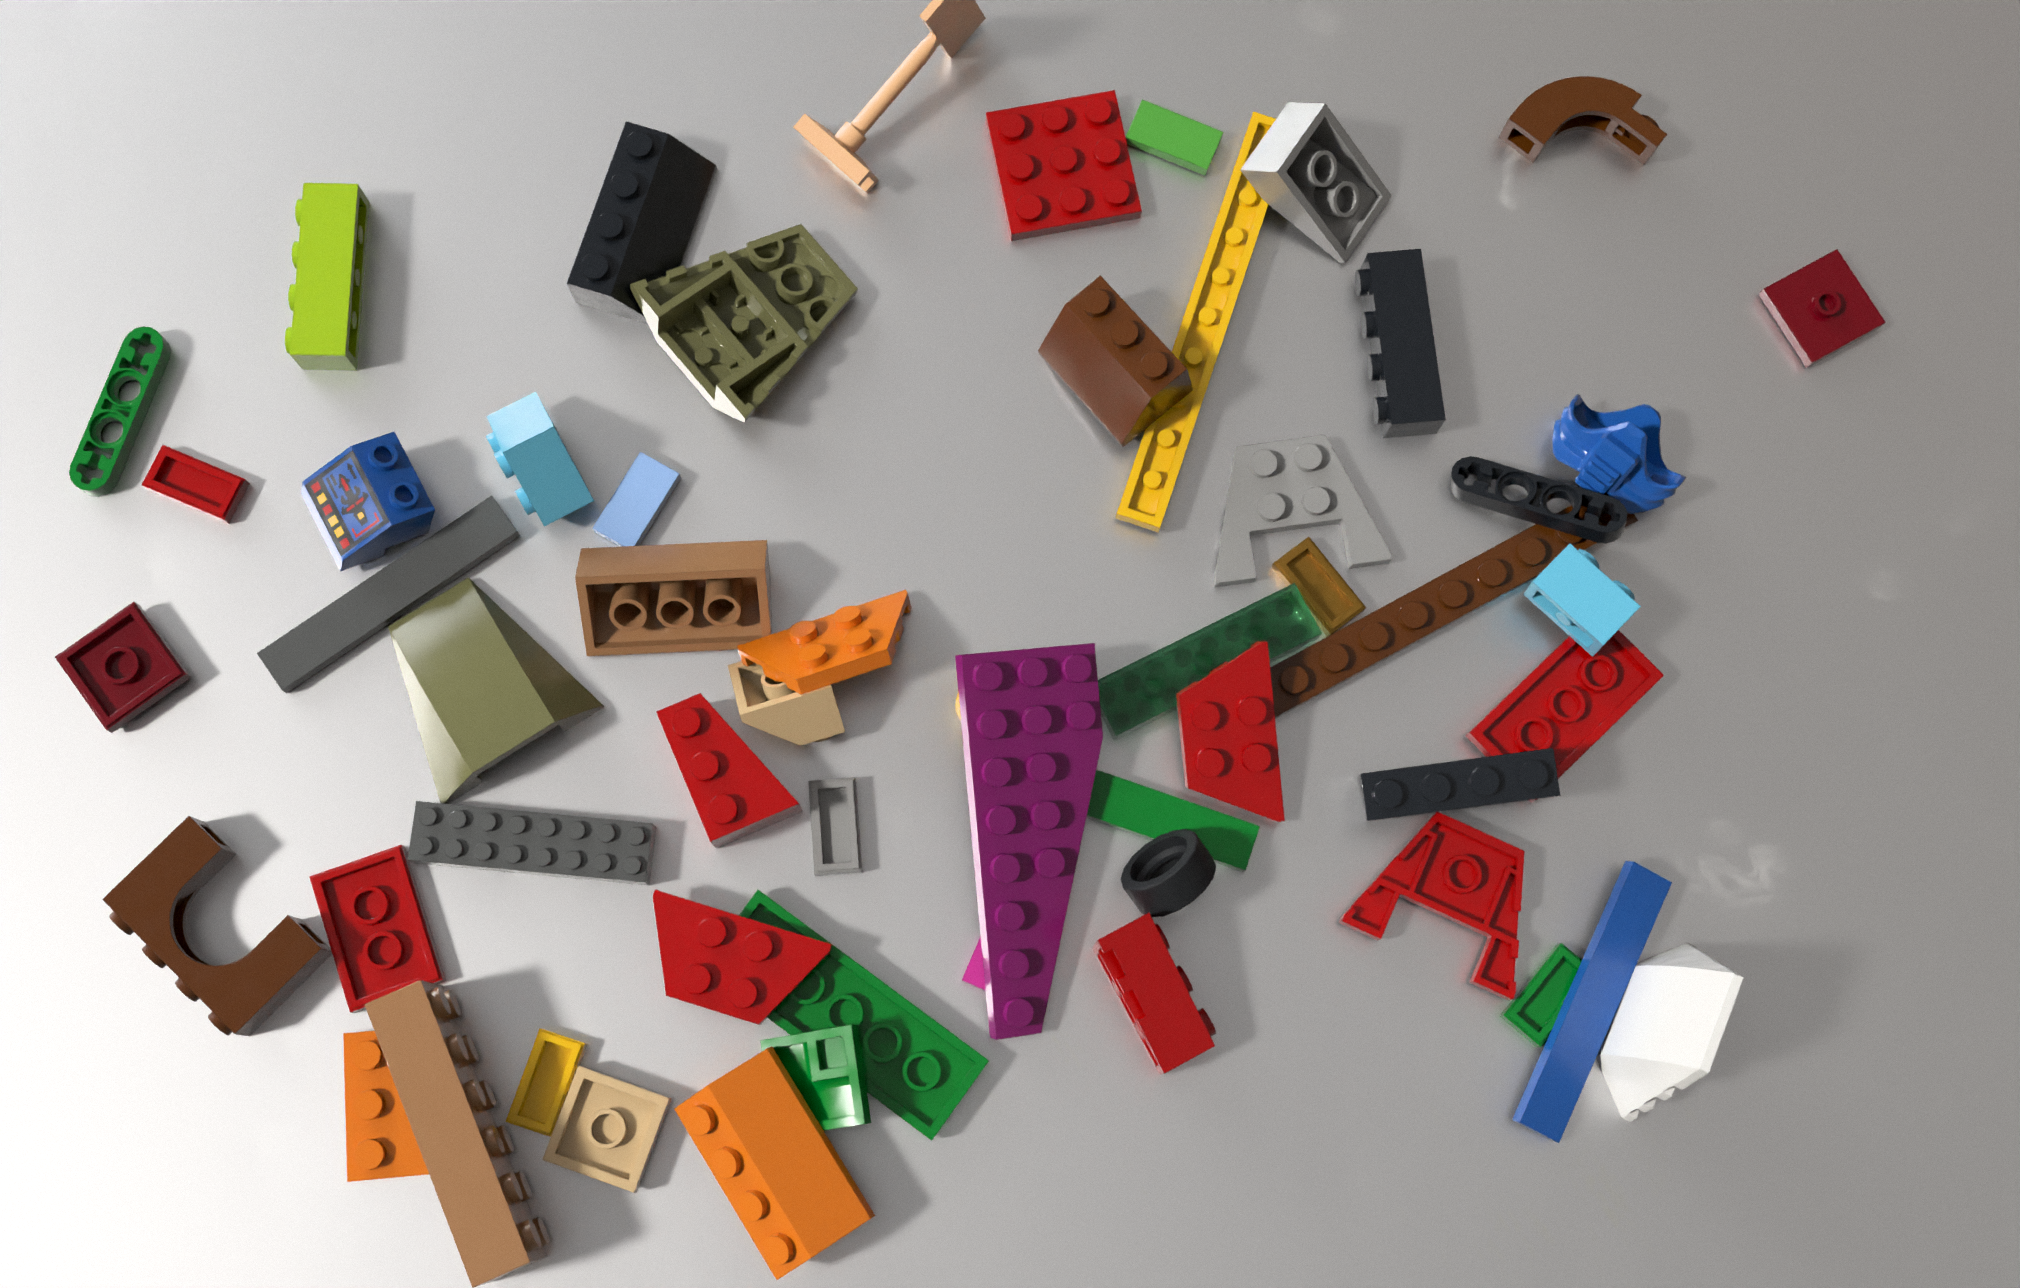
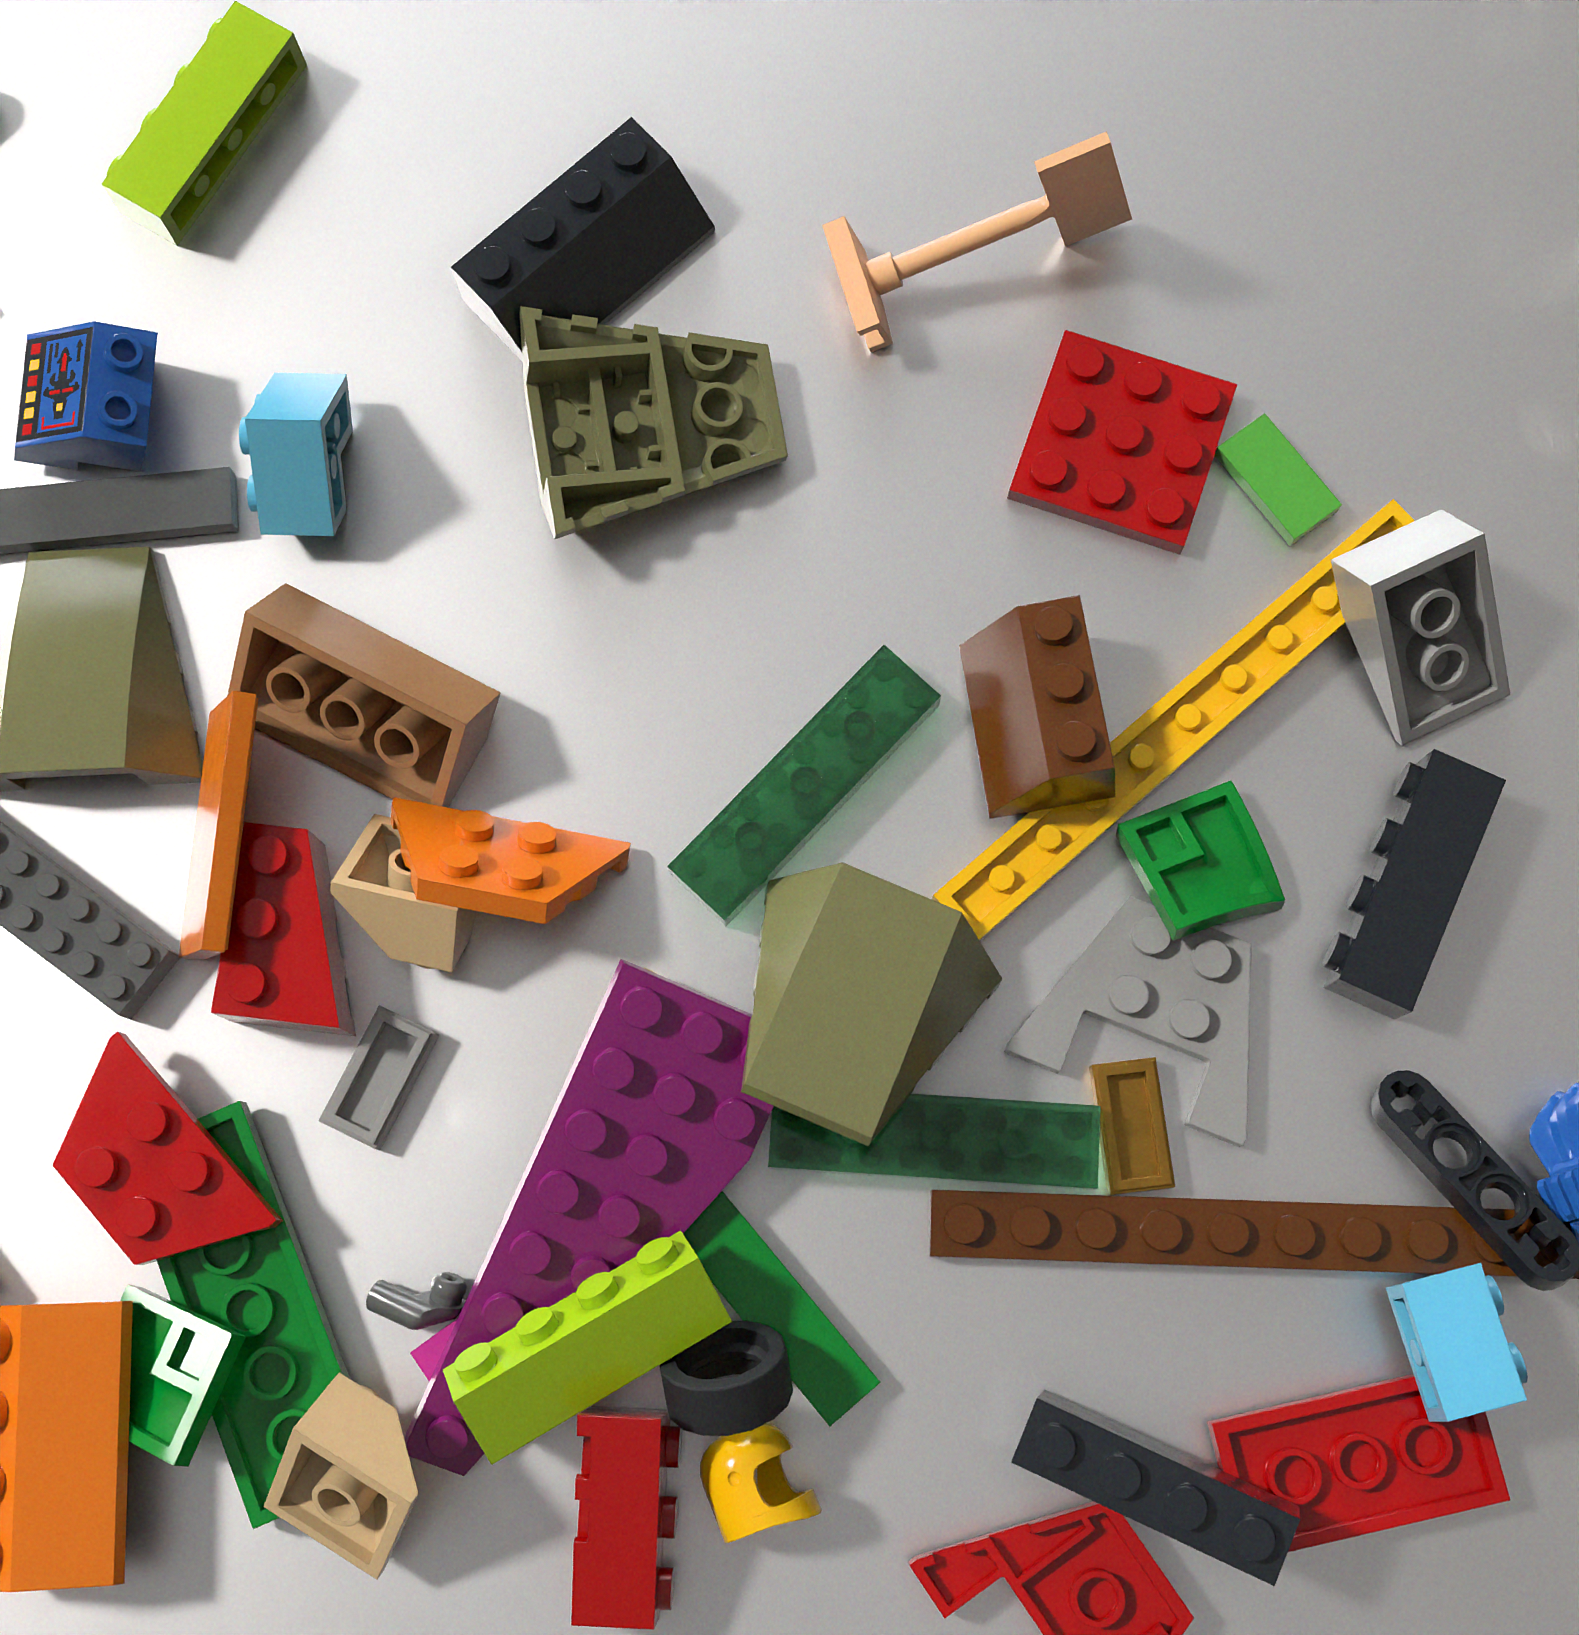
camera: 40 degrees right, 0 degrees up
(637, 502) = (387, 565): light blue tile -> none
(639, 725) = (218, 827): none -> orange tile
(950, 952) = (421, 1309): none -> dark grey arm
(977, 1068) = (347, 1476): none -> tan slope
(994, 492) = (804, 785): none -> clear green piece
(1073, 902) = (585, 1346): none -> lime brick
(1108, 596) = (857, 996): none -> olive wedge
(1215, 932) = (732, 1490): none -> yellow helmet
(1232, 734) = (911, 1251): red wing -> none
(1267, 400) = (1202, 861): none -> green plate

